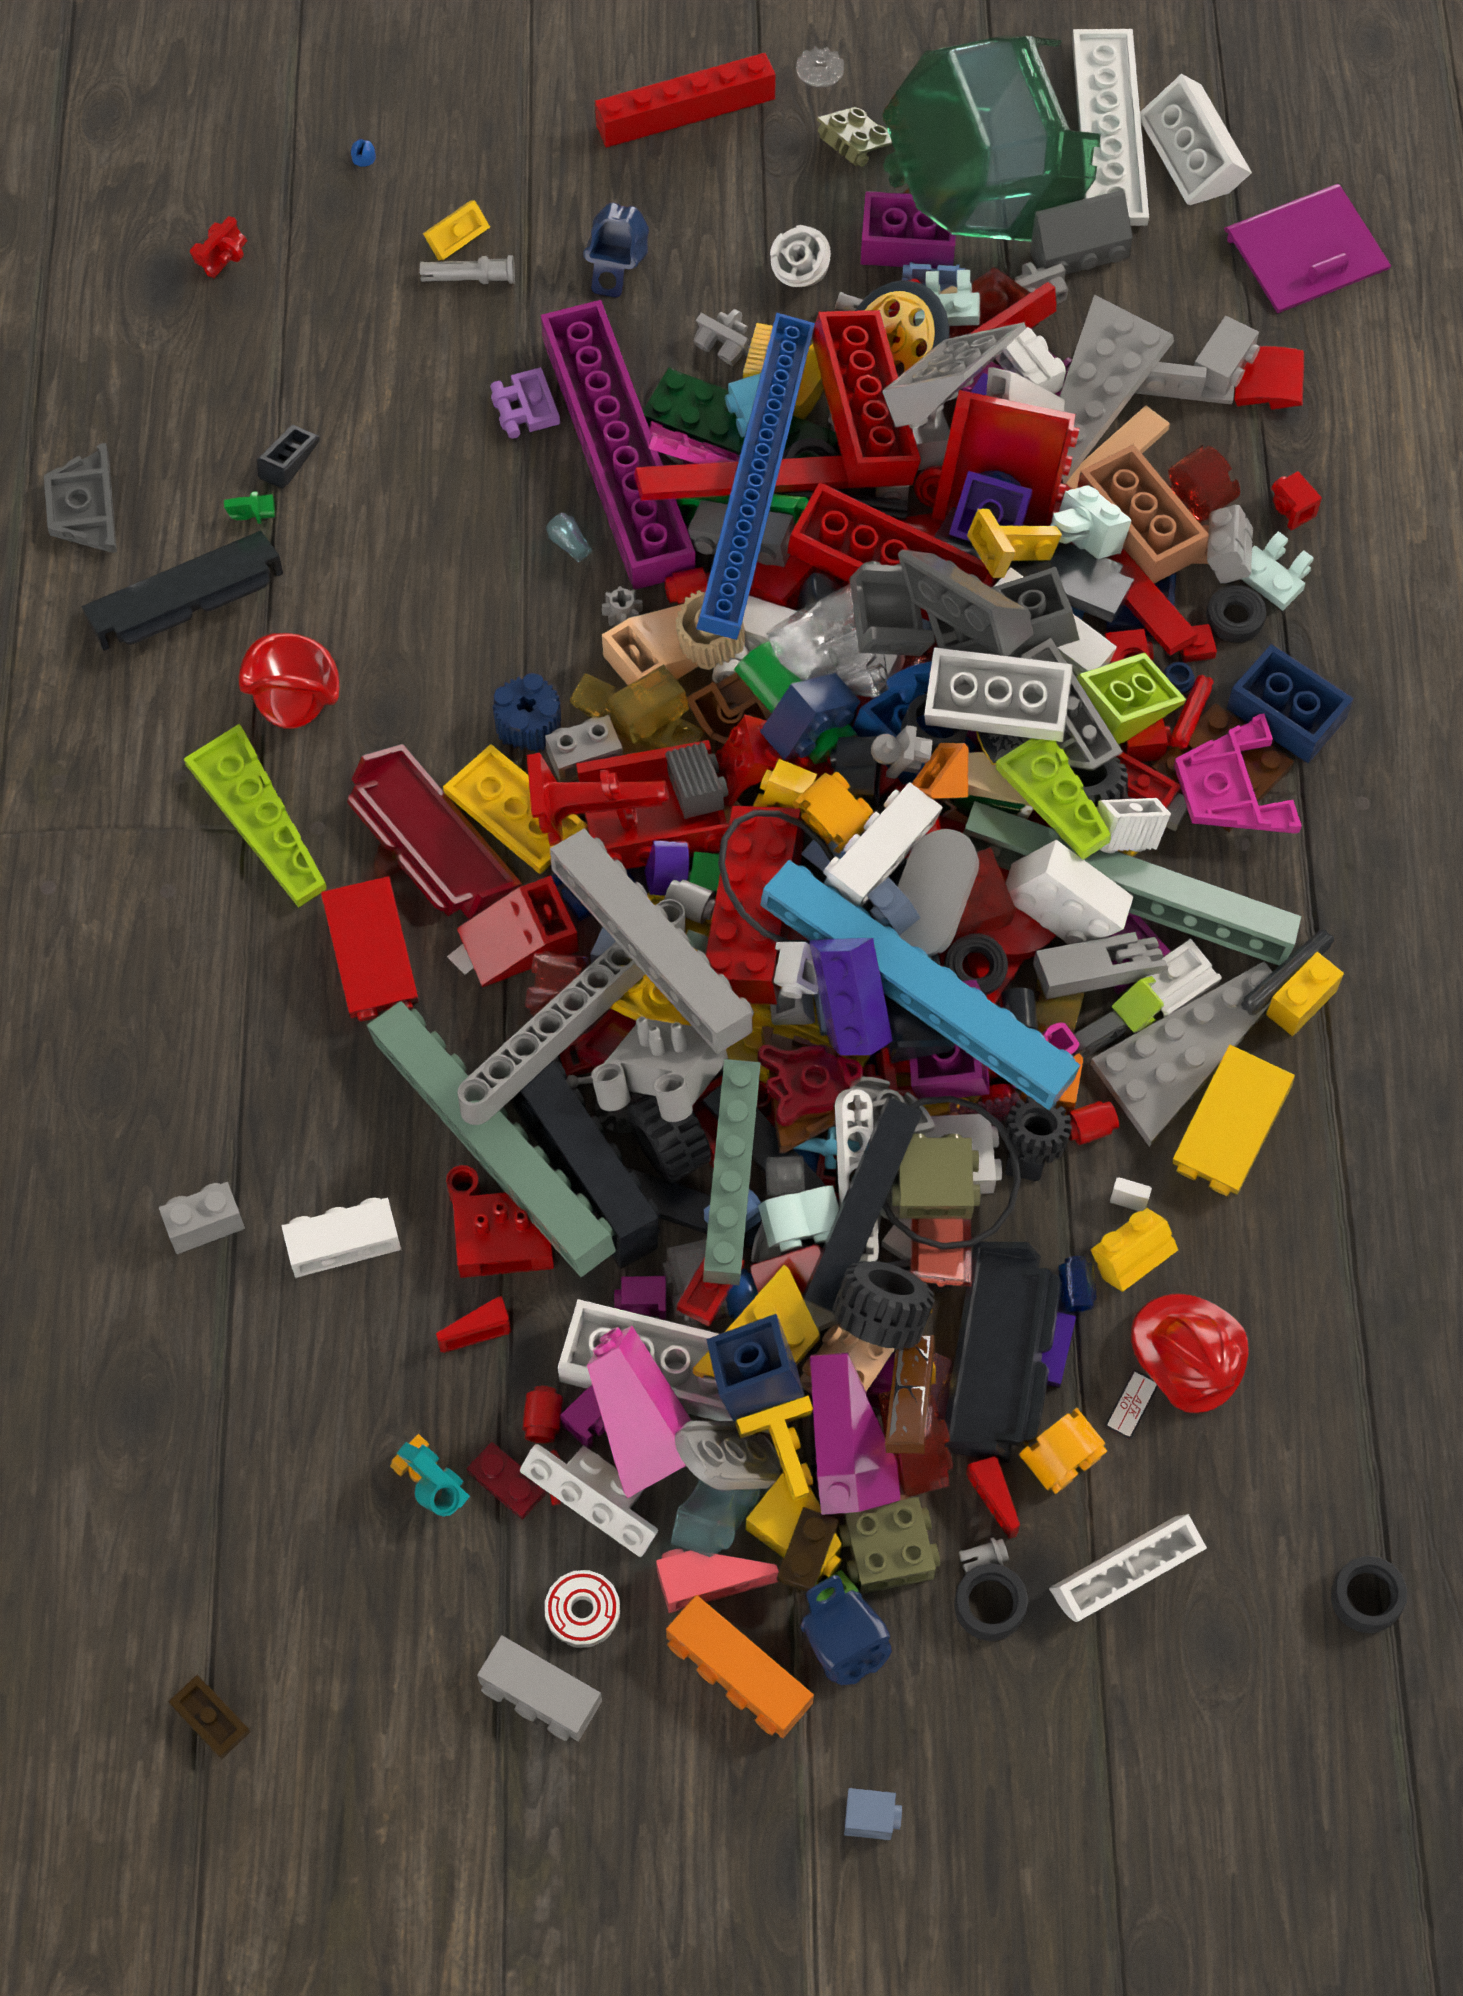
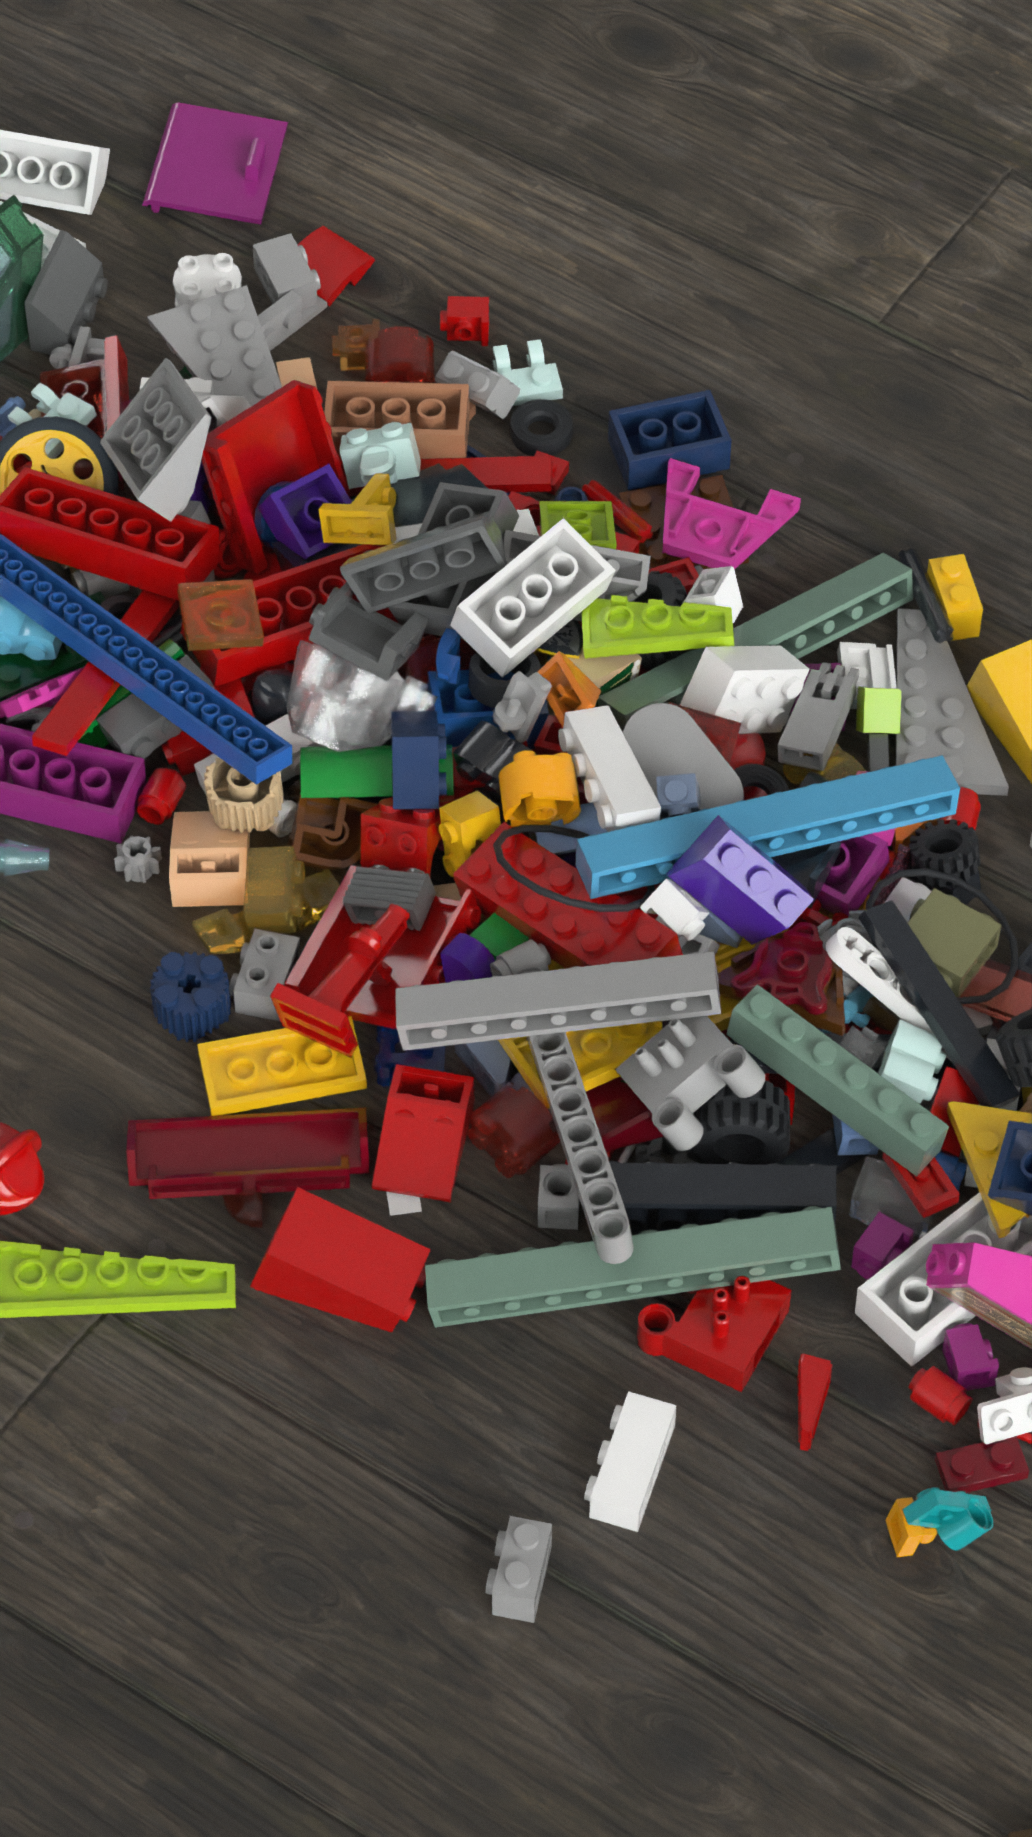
camera: 55 degrees left, 10 degrees down
(828, 509) = (220, 615): none -> clear orange tile
(1177, 312) = (204, 277): none -> white brick
(1208, 435) = (351, 344): none -> clear orange brick

